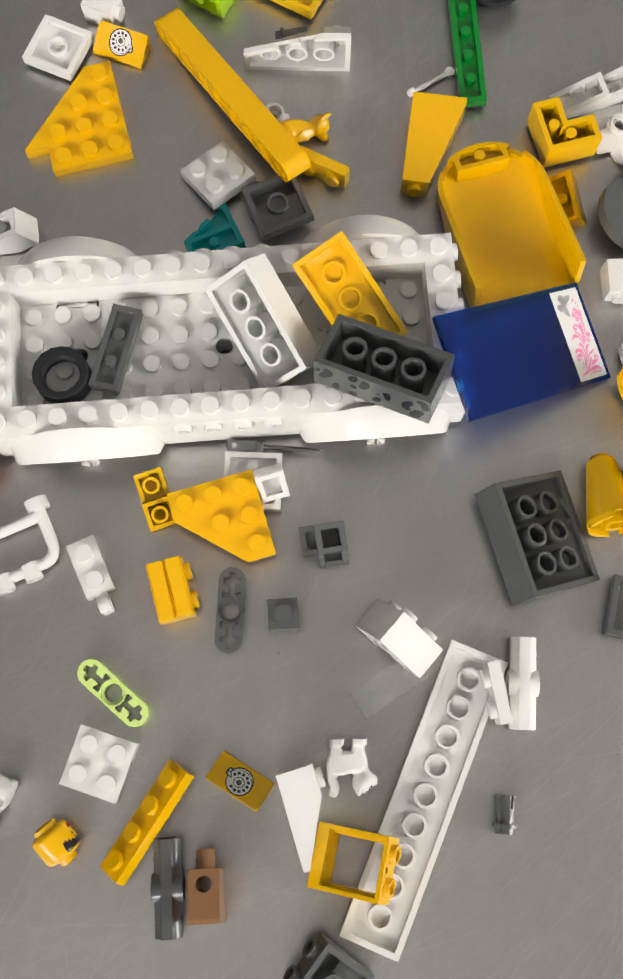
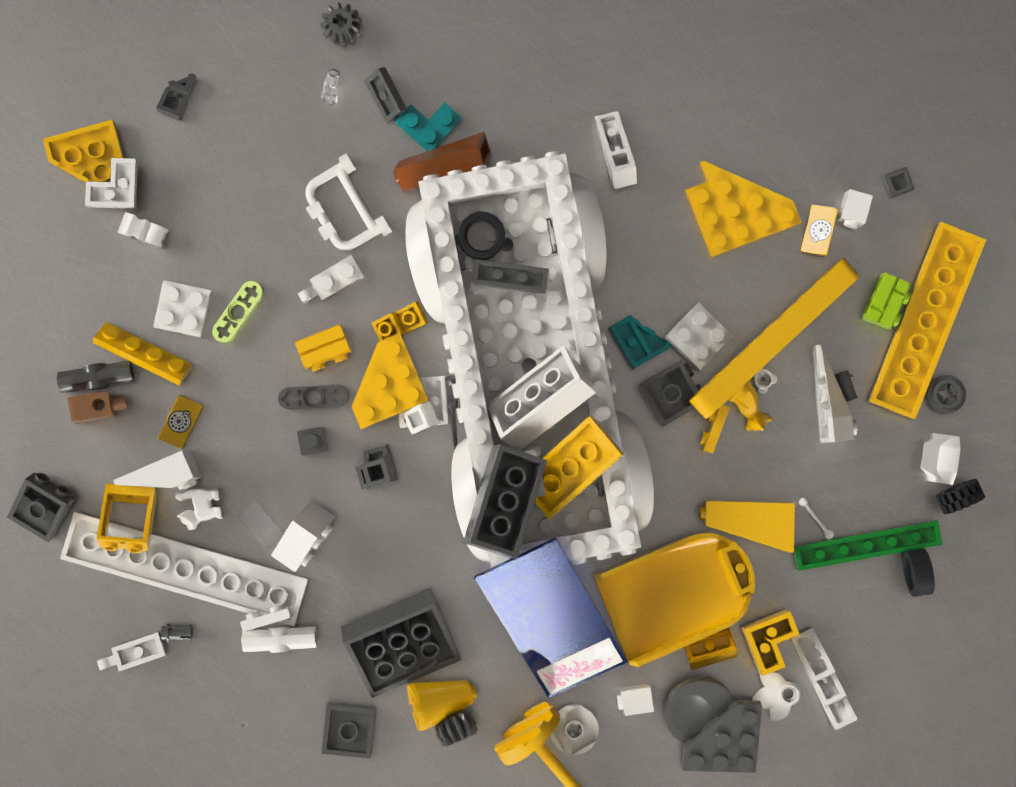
camera: 85 degrees right, 10 degrees up
(56, 842) = (119, 285): yellow head -> none
(58, 47) = (809, 173): white plate -> none
(527, 873) = (135, 652): none -> white plate

